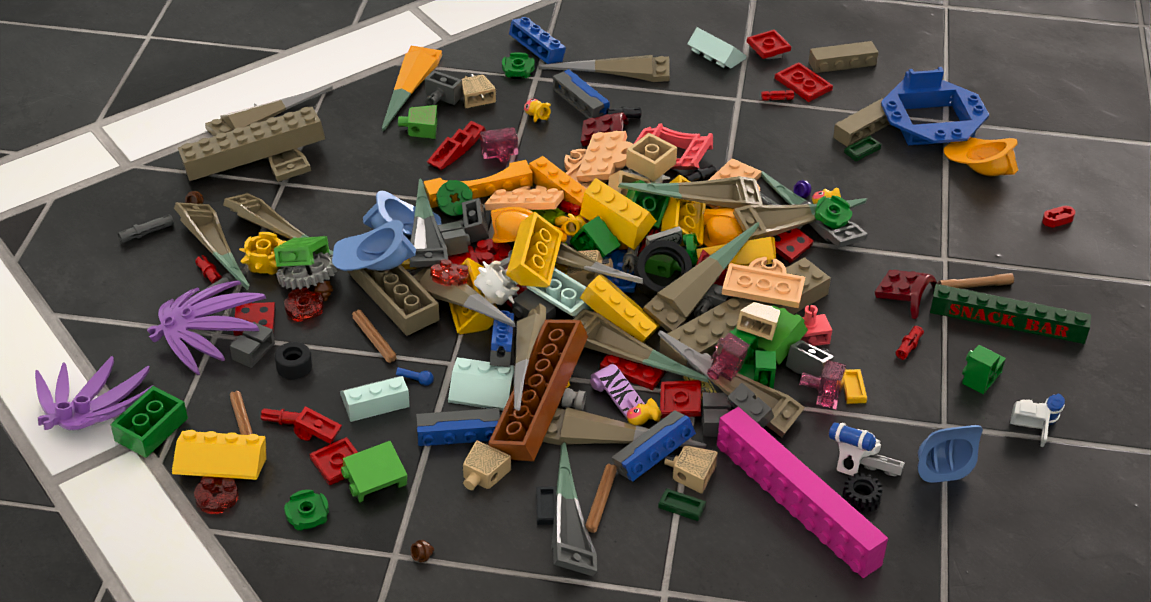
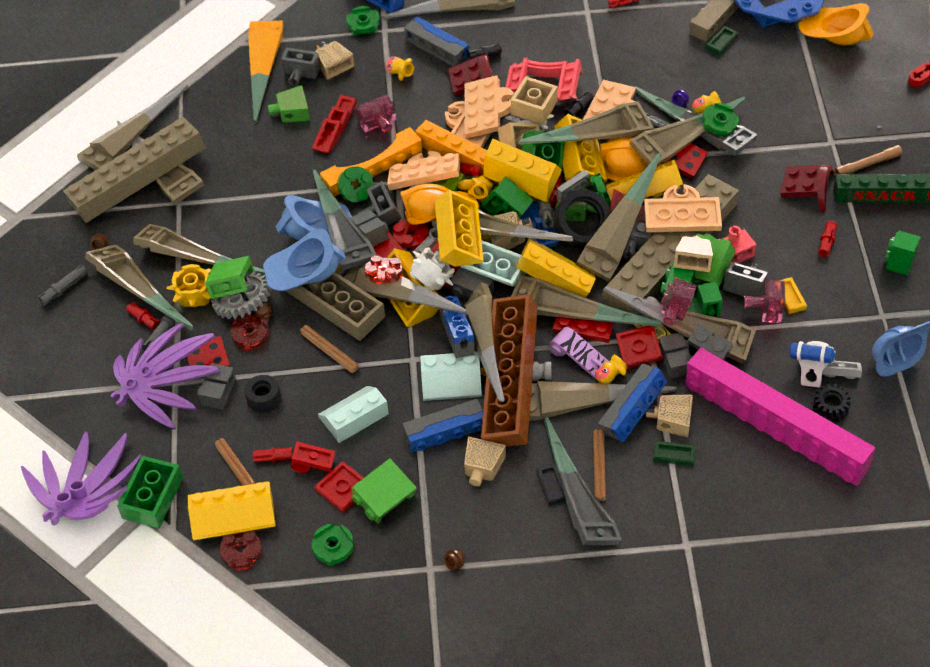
camera: 10 degrees left, 10 degrees up
(424, 377) = (392, 381): blue bar -> none

